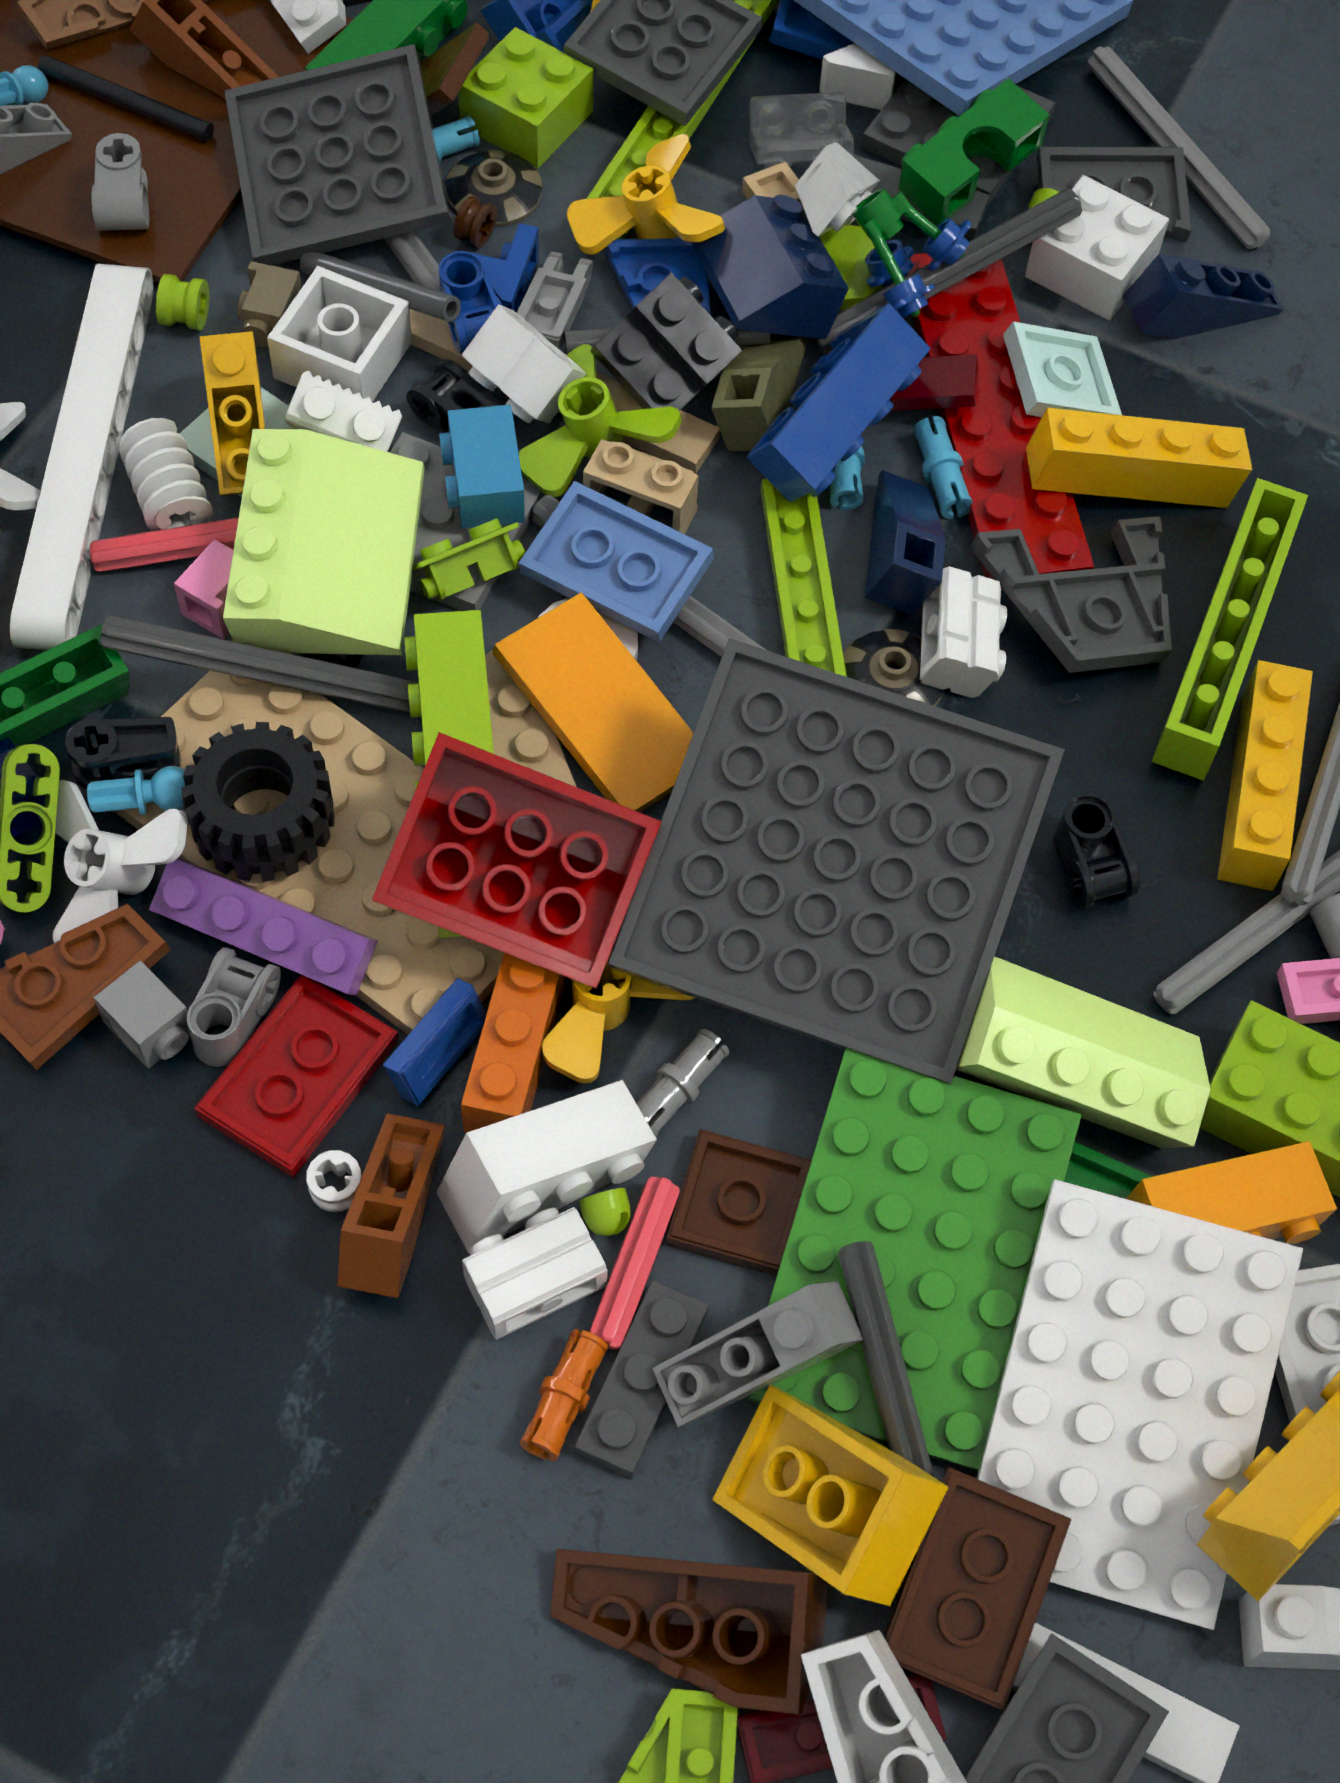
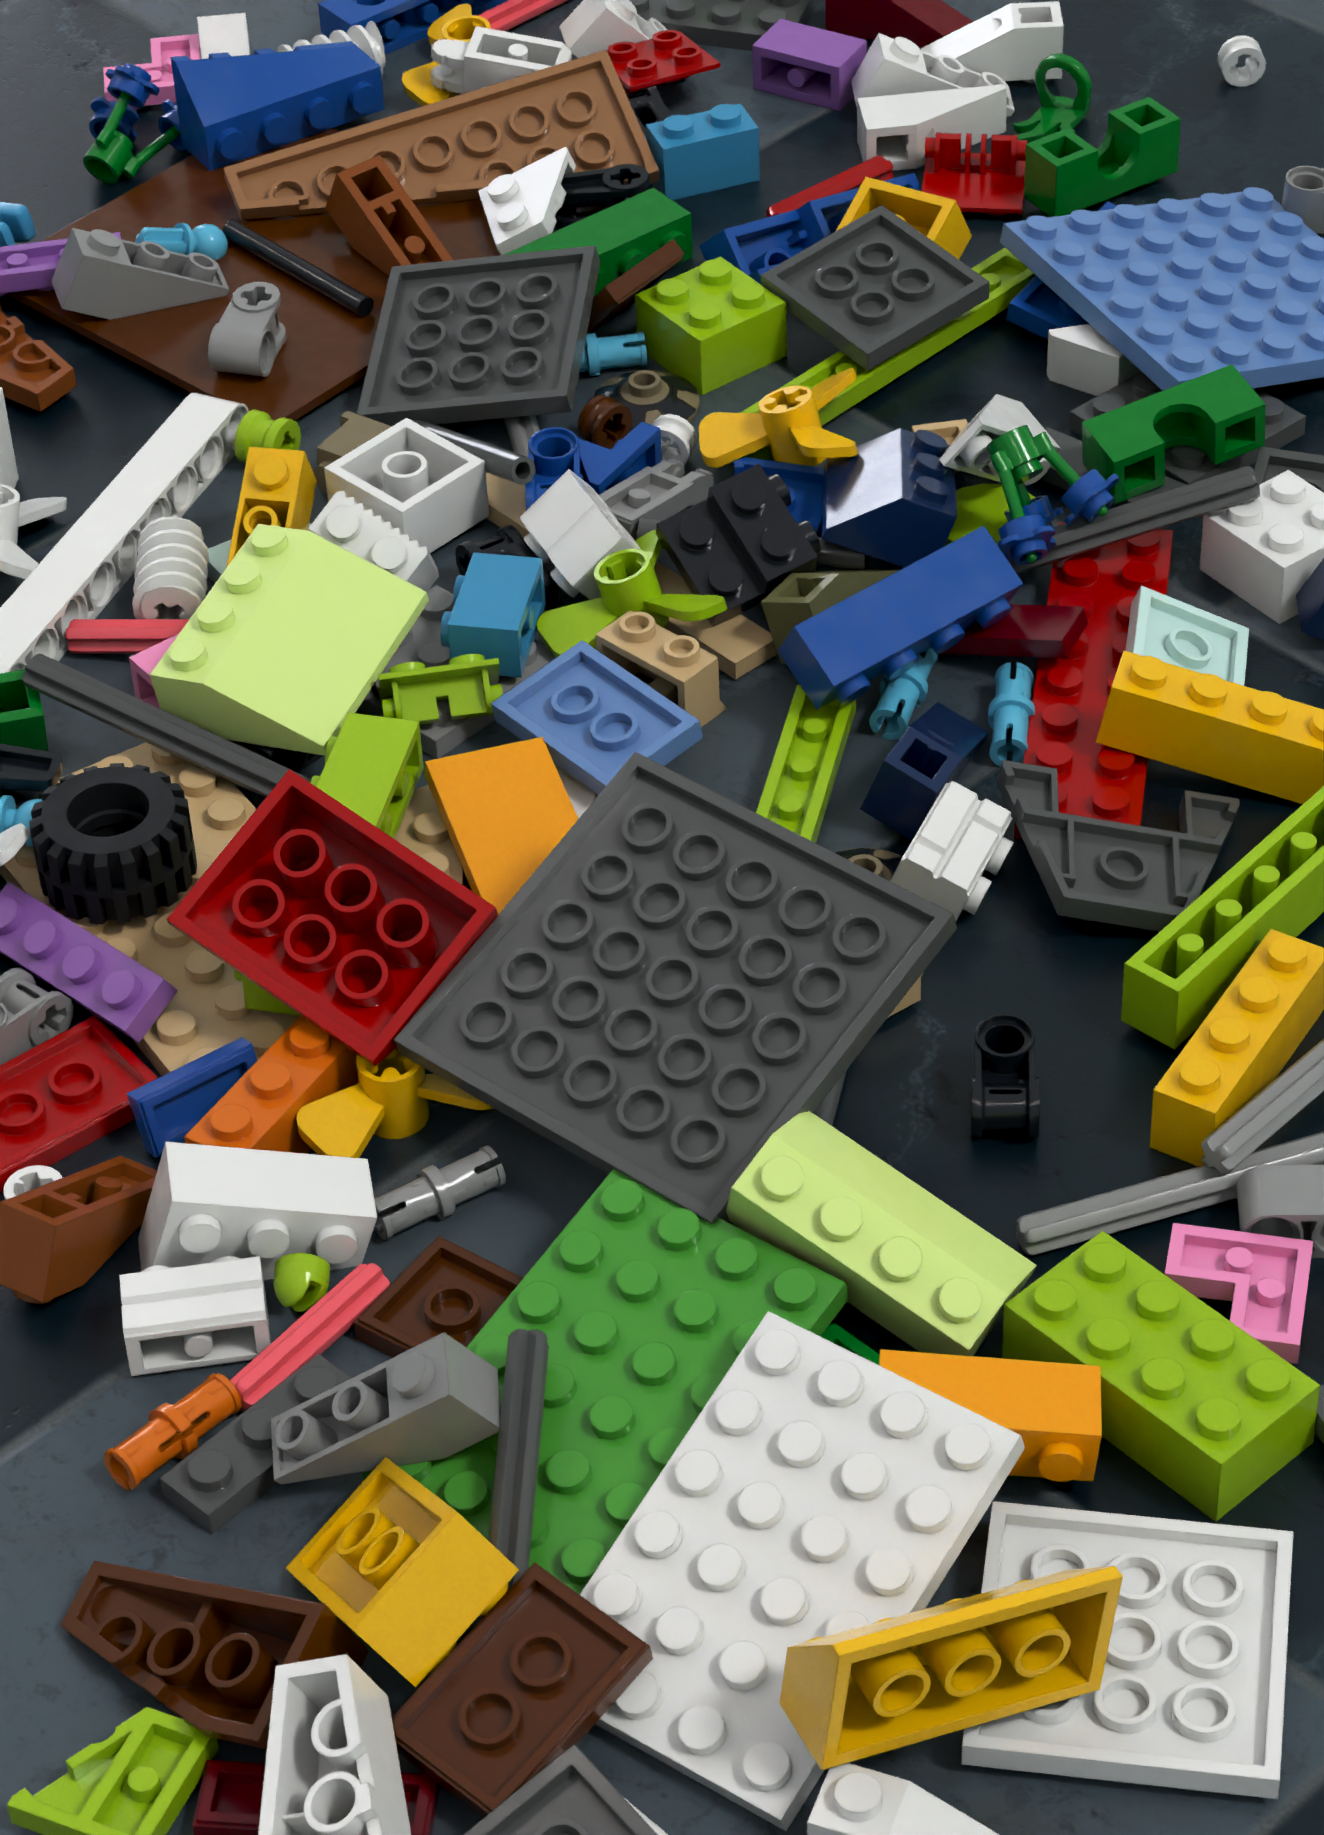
camera: 25 degrees right, 20 degrees down
(548, 223) = (679, 432): none -> white bush
(797, 127) = (976, 380): clear bracket -> none

